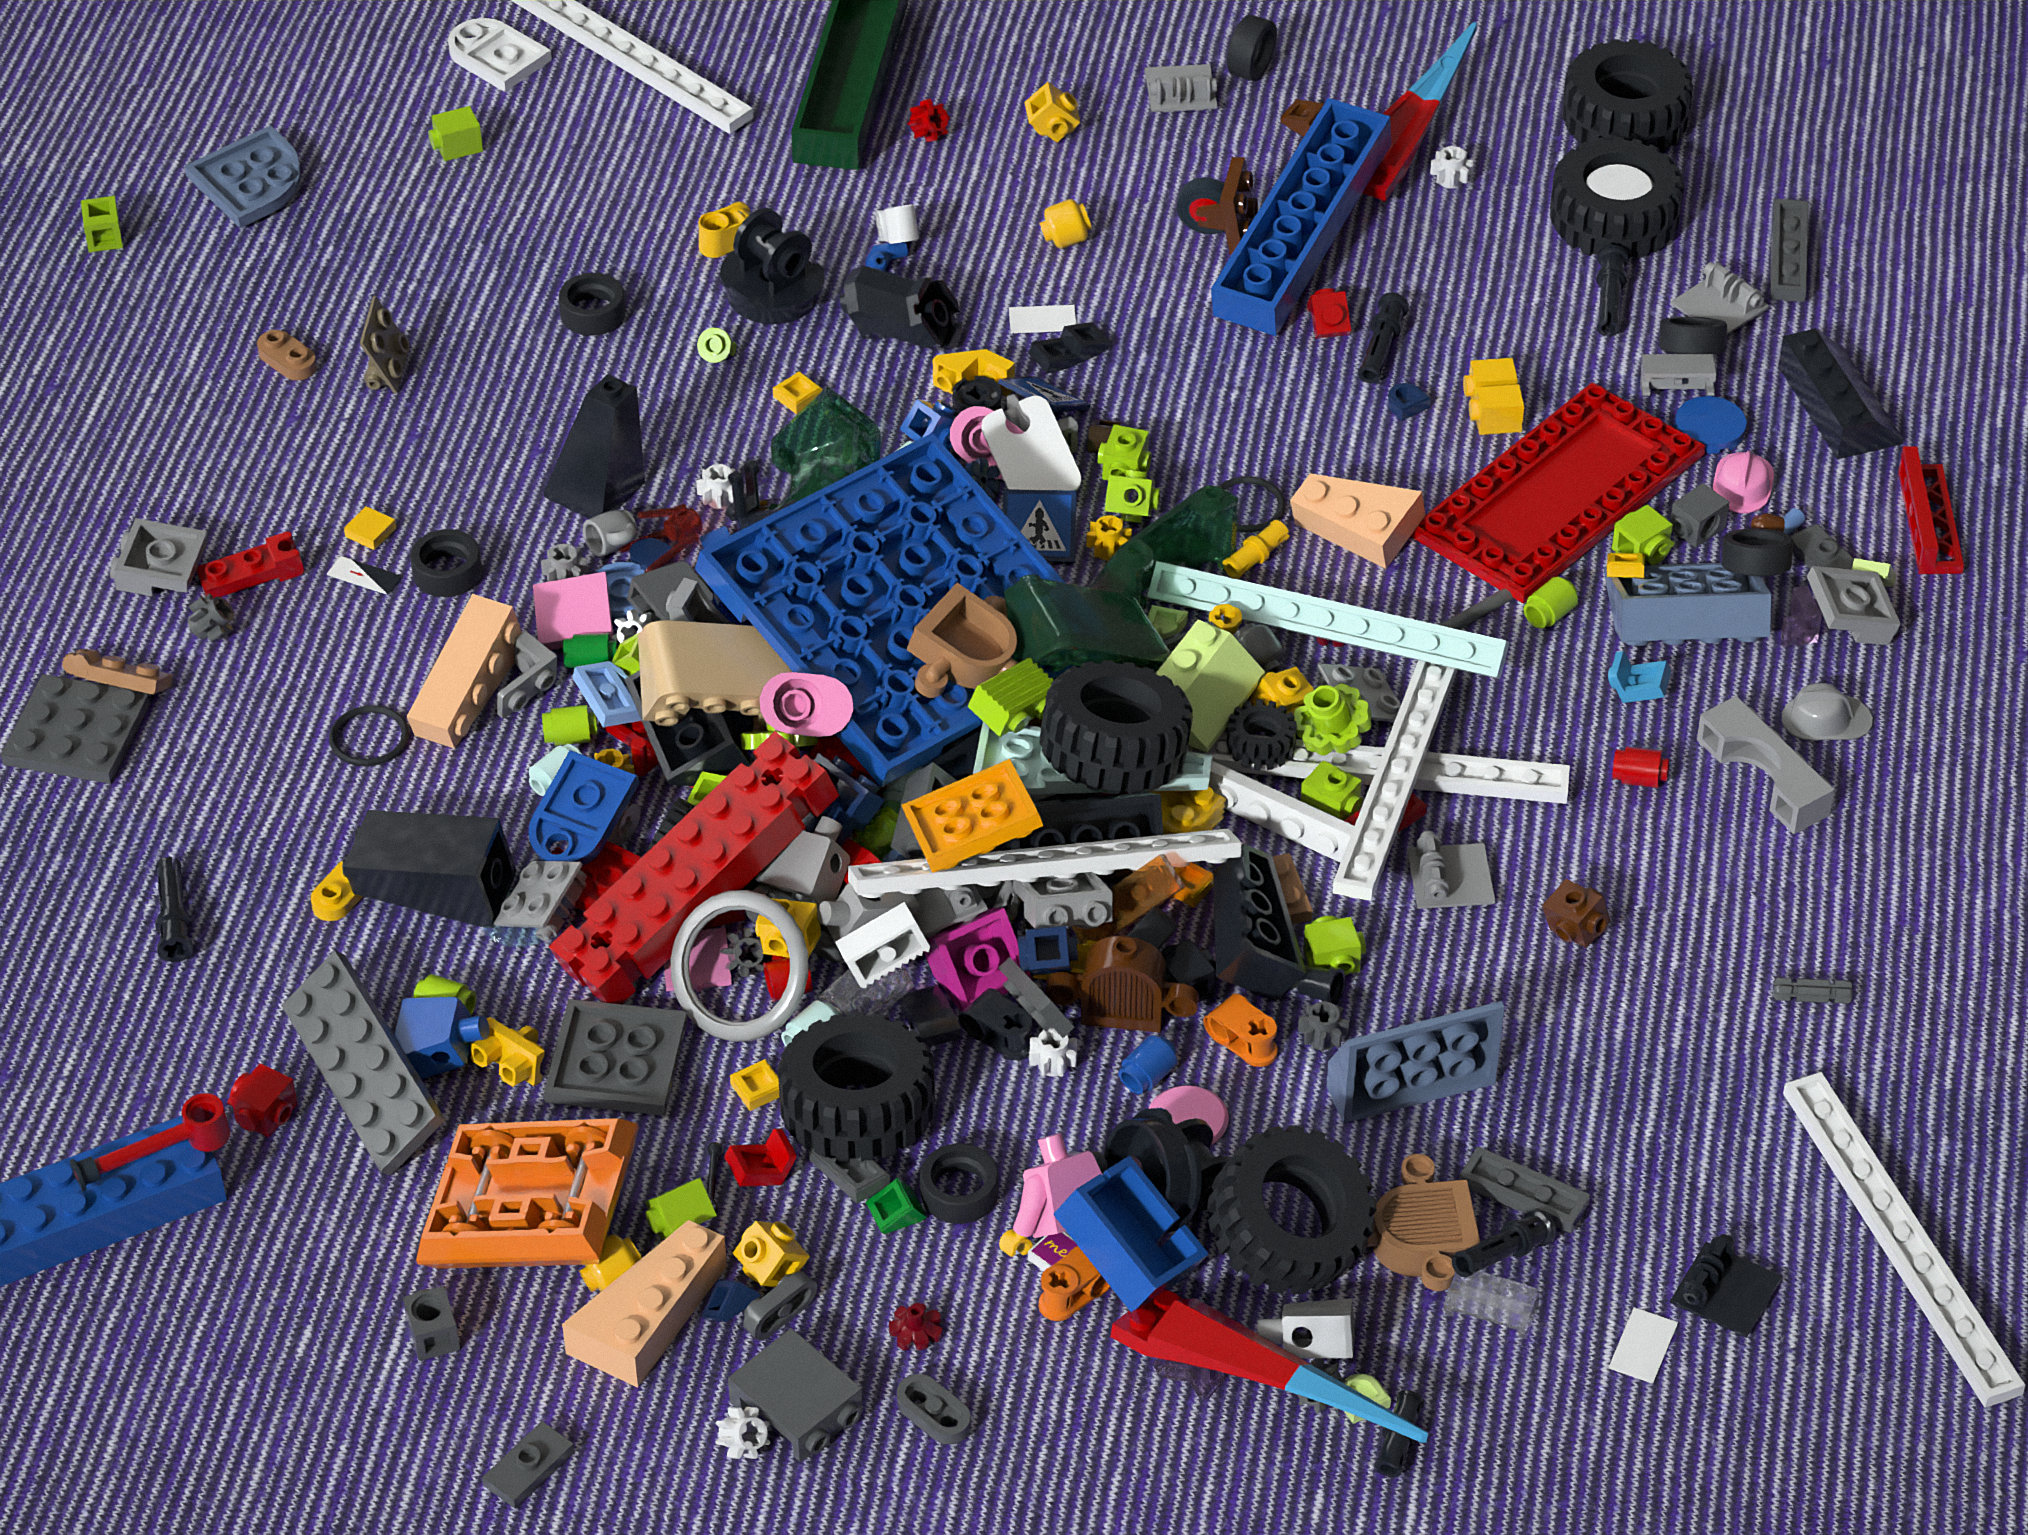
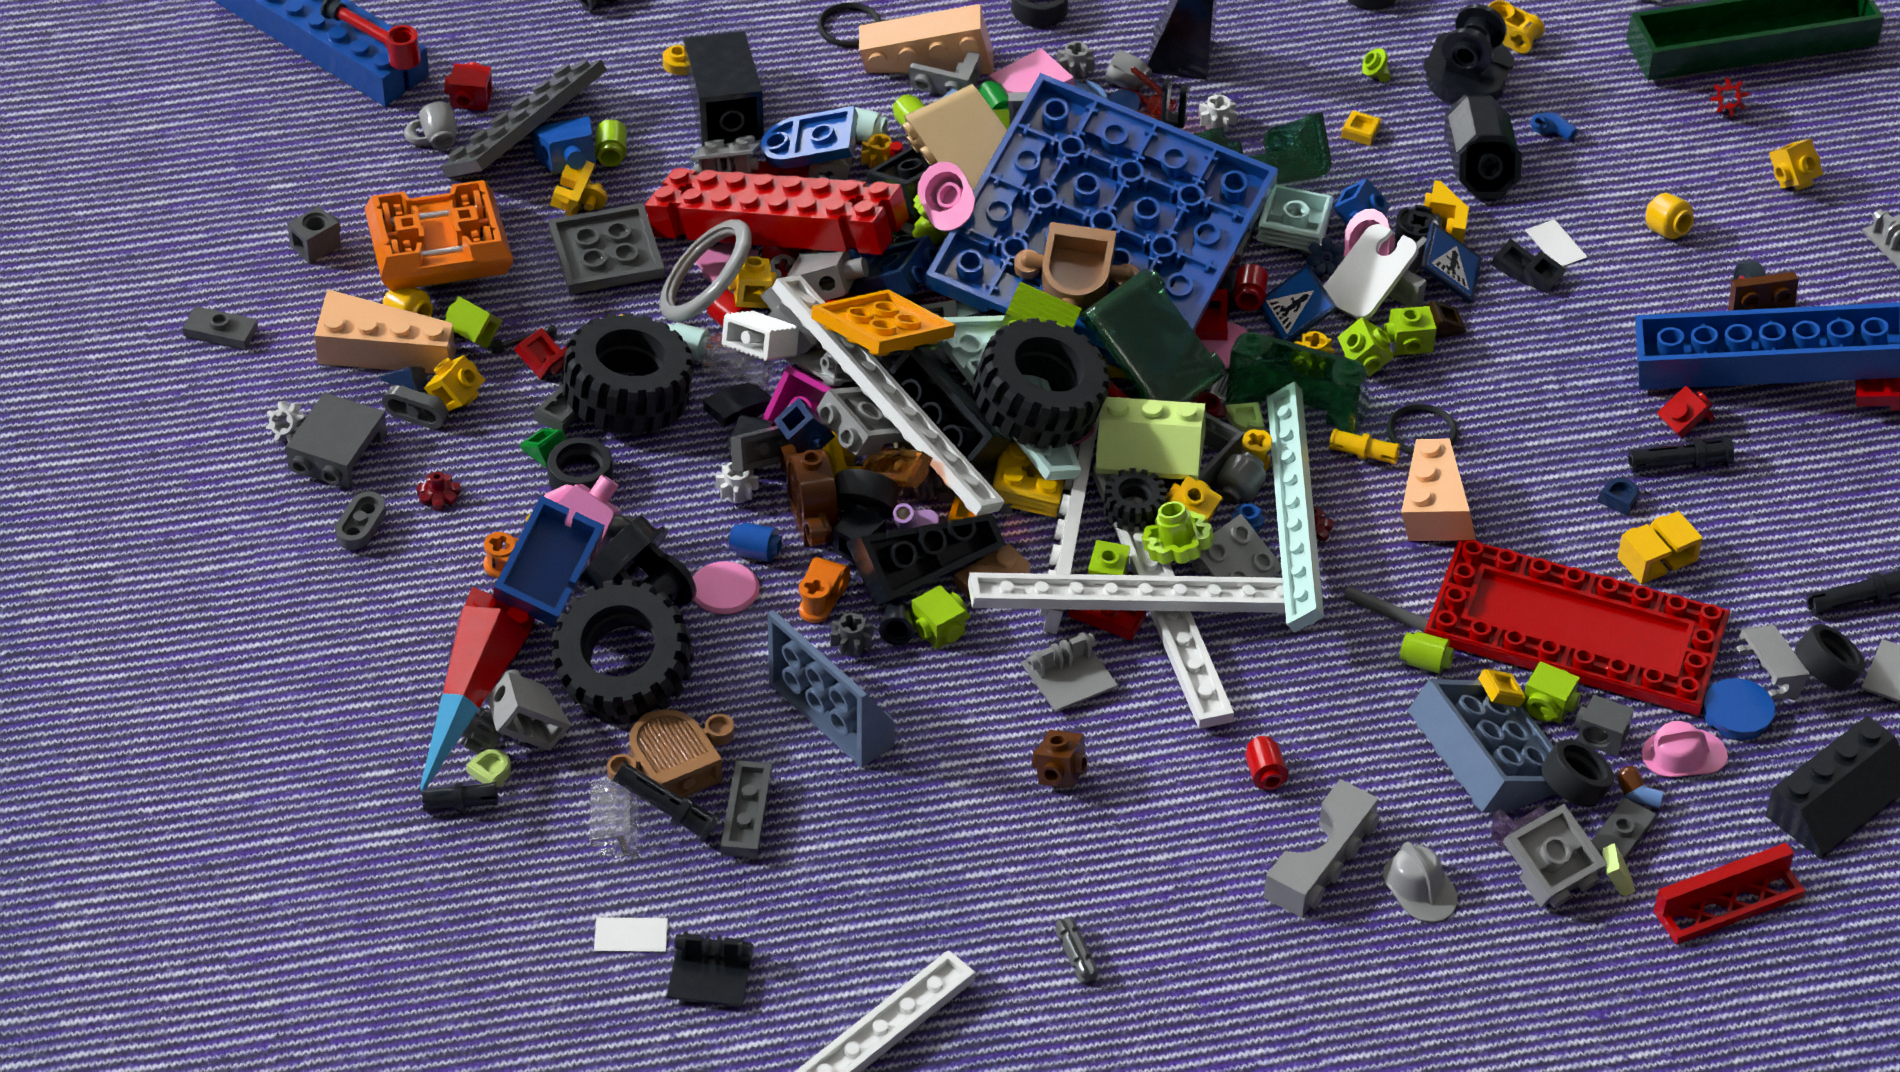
camera: 65 degrees right, 0 degrees up
(313, 1151) = (437, 124): none -> light grey piece
(897, 224) = (1585, 117): white piece -> none
(1194, 919) = (907, 518): none -> lavender piece
(1308, 666) = (1252, 514): none -> blue plate
(1638, 681) = (1369, 731): dark azure bracket -> none

